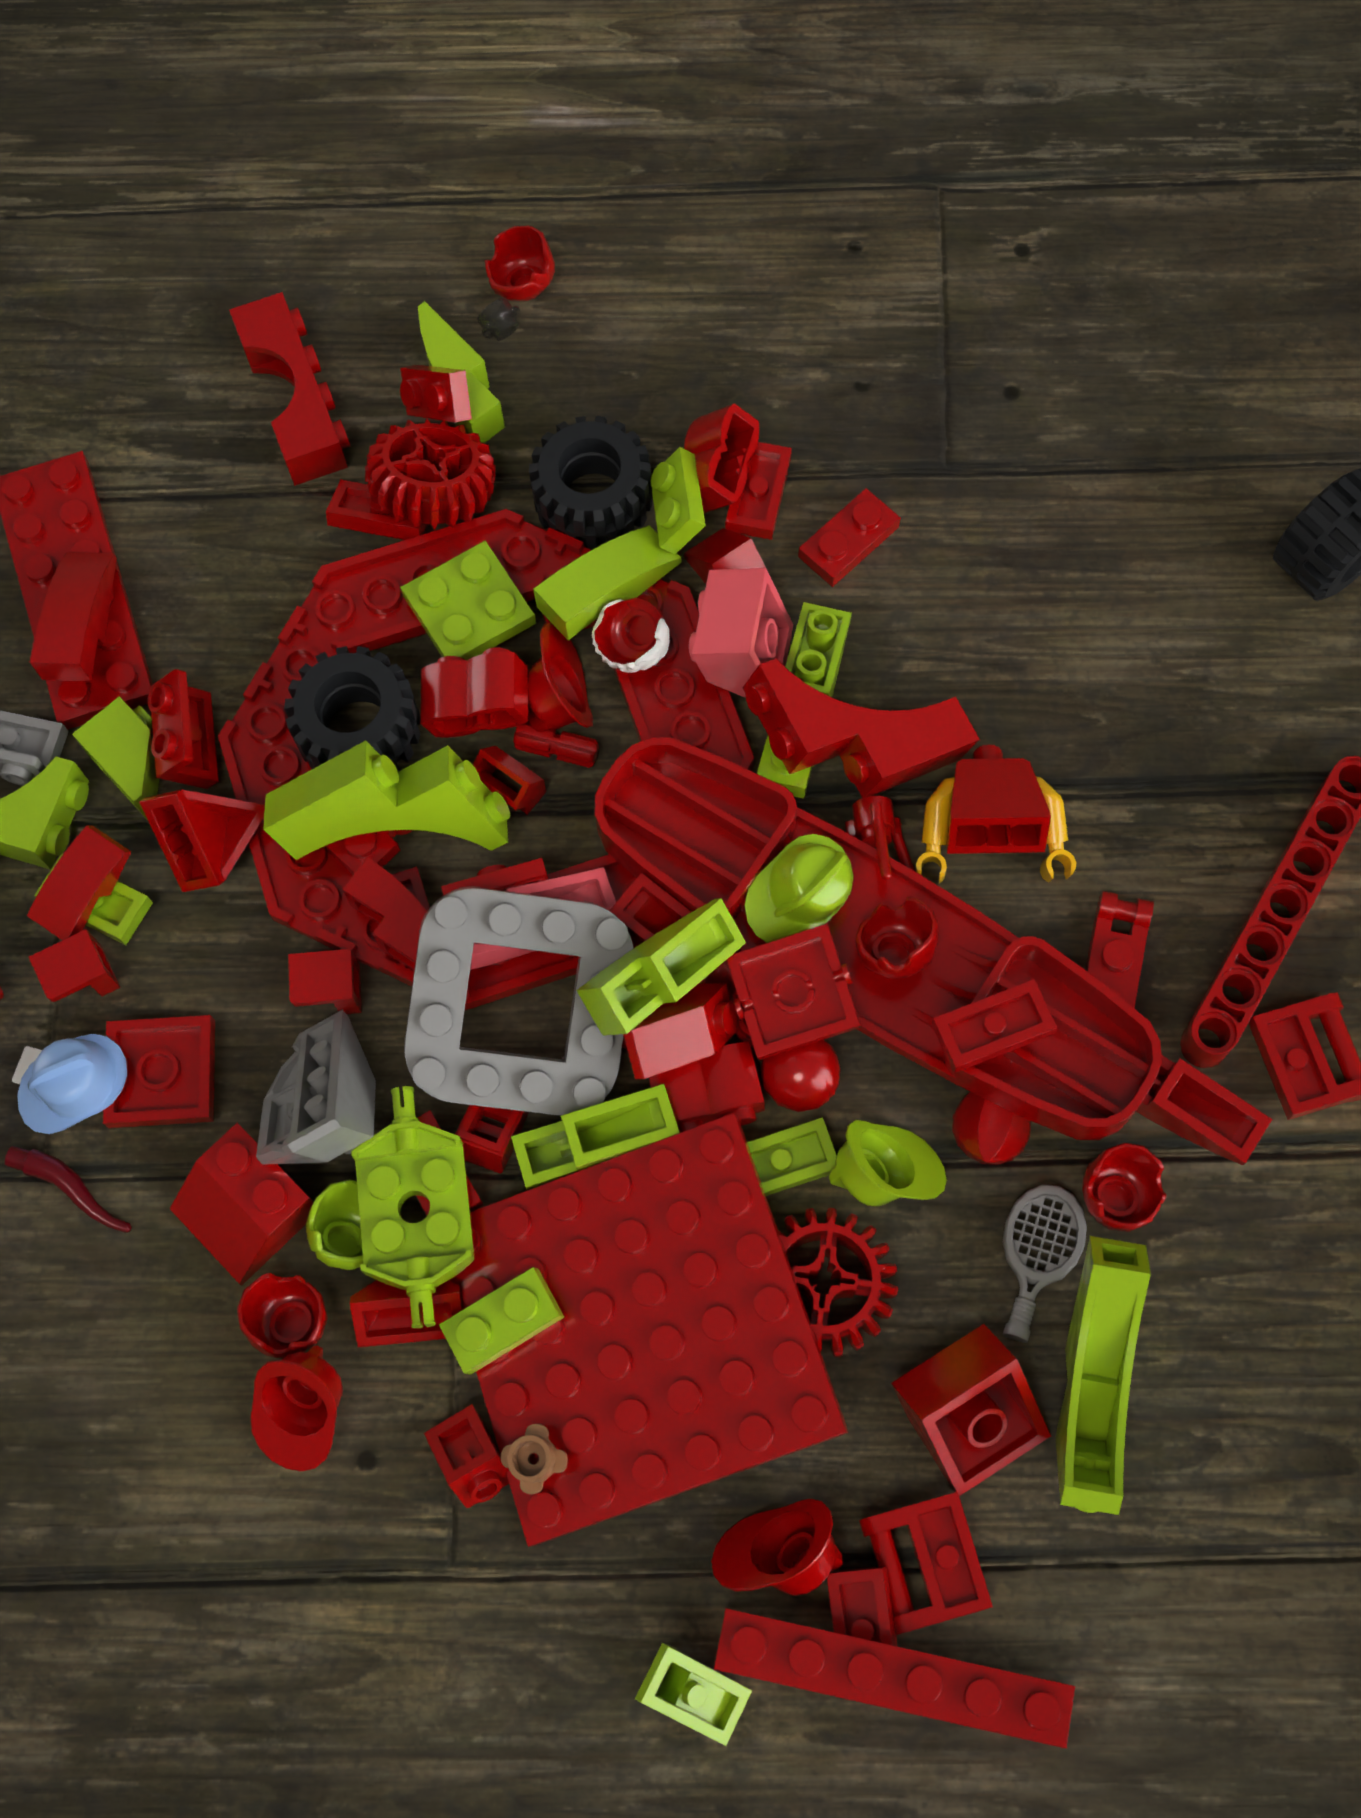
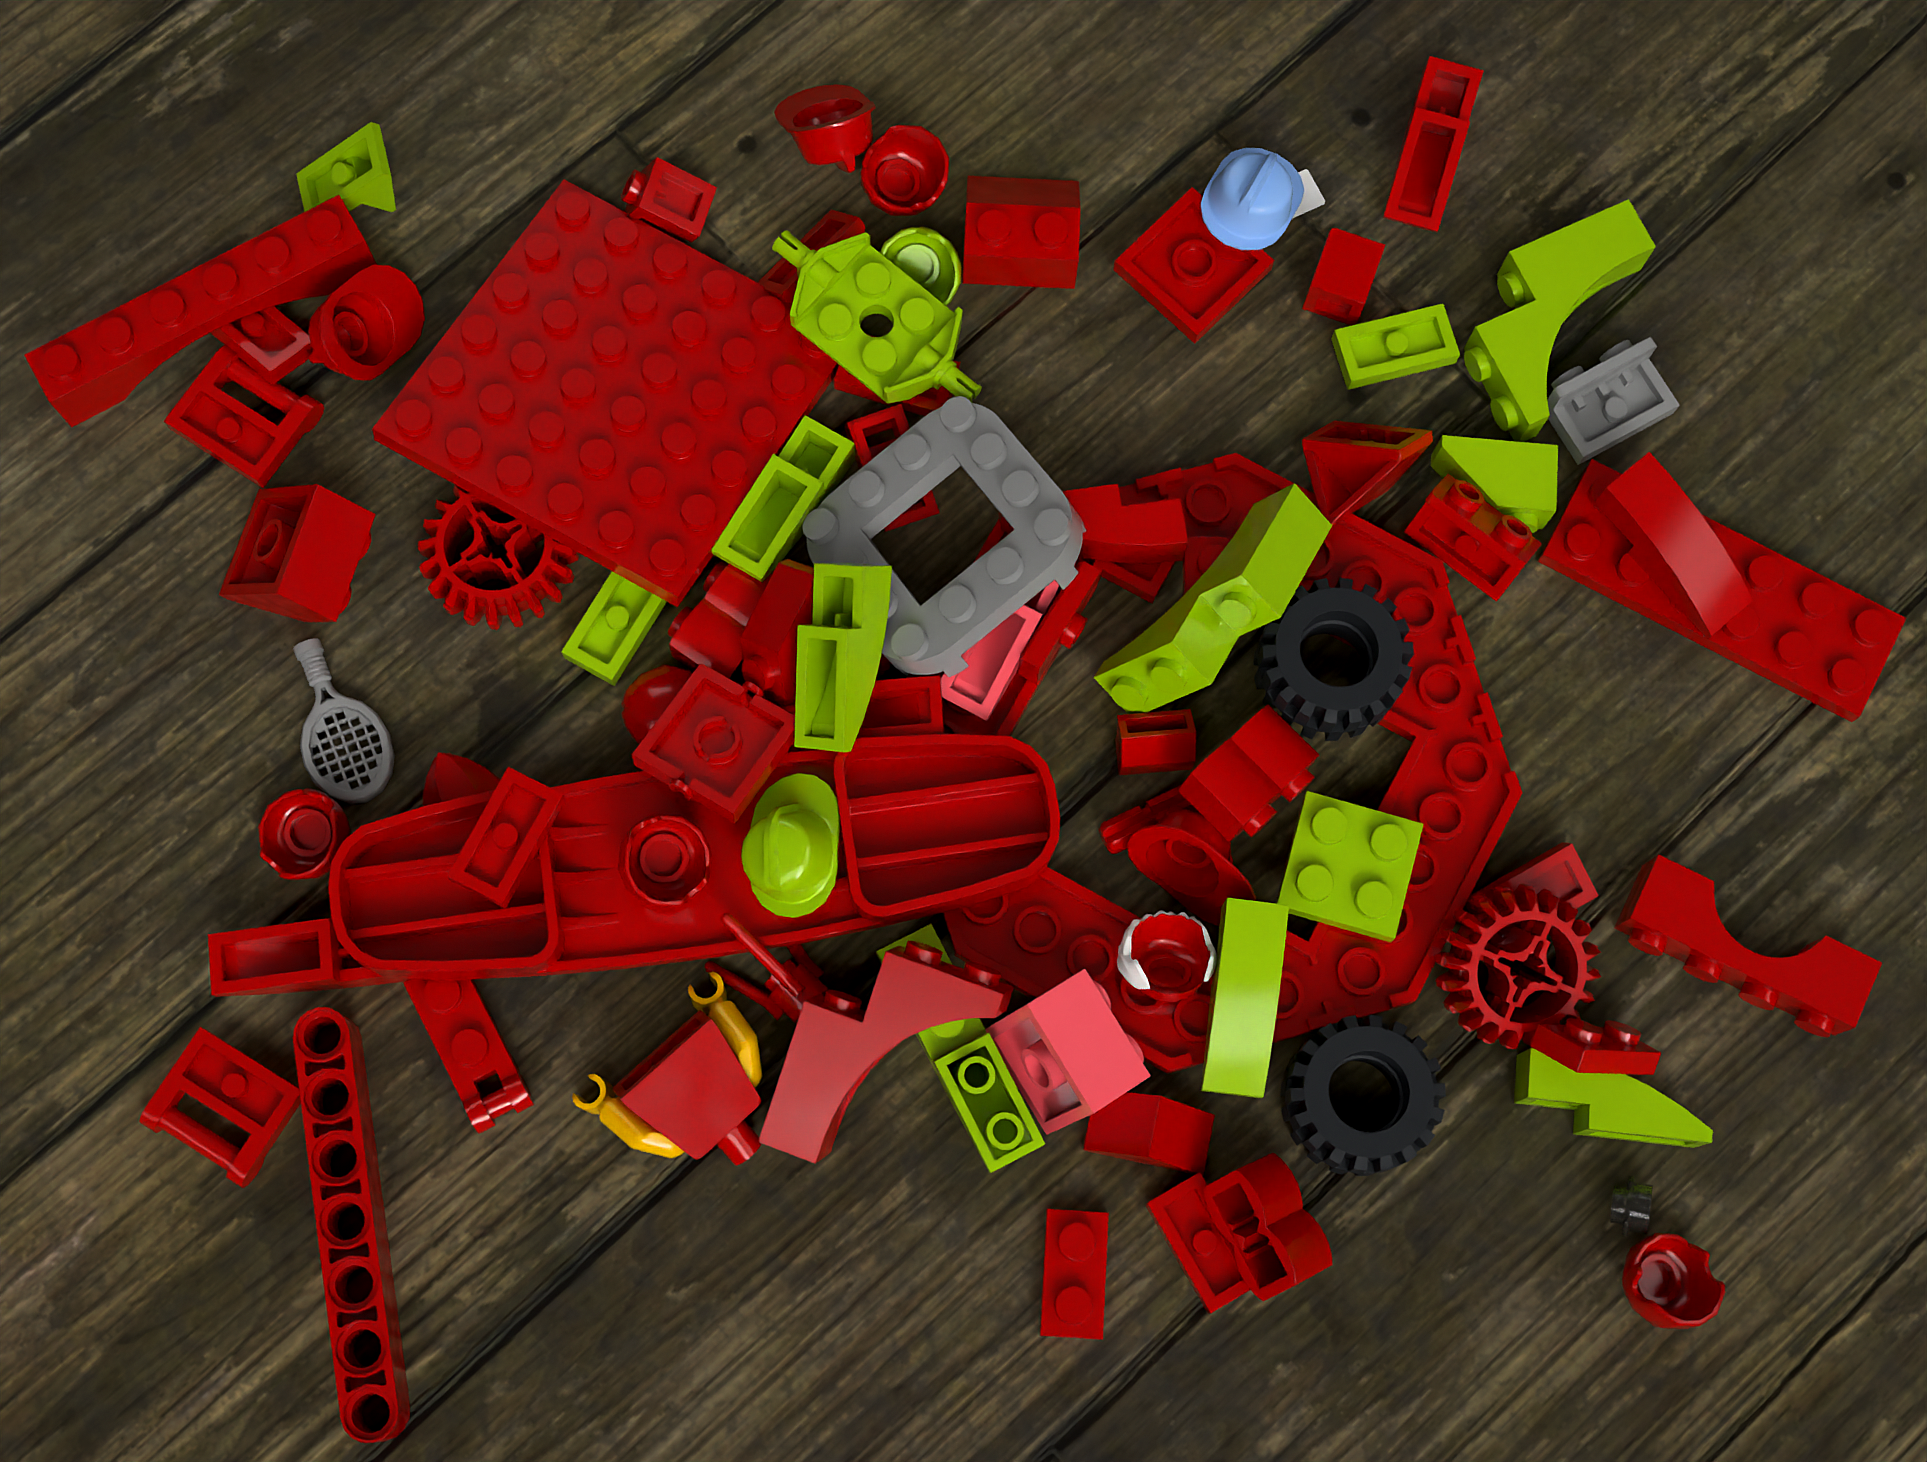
camera: 130 degrees right, 5 degrees up
(53, 1170) = (1183, 133): dark red animal -> none
(77, 881) = (1412, 334): red slope -> none
(319, 1098) = (1033, 336): light grey wedge -> none
(325, 979) = (1132, 439): red panel -> none
(501, 1321) = (725, 300): lime plate -> none
(517, 1458) = (608, 211): medium nougat plate -> none
(677, 500) = (1257, 1137): lime plate -> none
(886, 1165) = (518, 687): lime piece -> none
(1099, 1375) = (198, 640): lime arch -> none

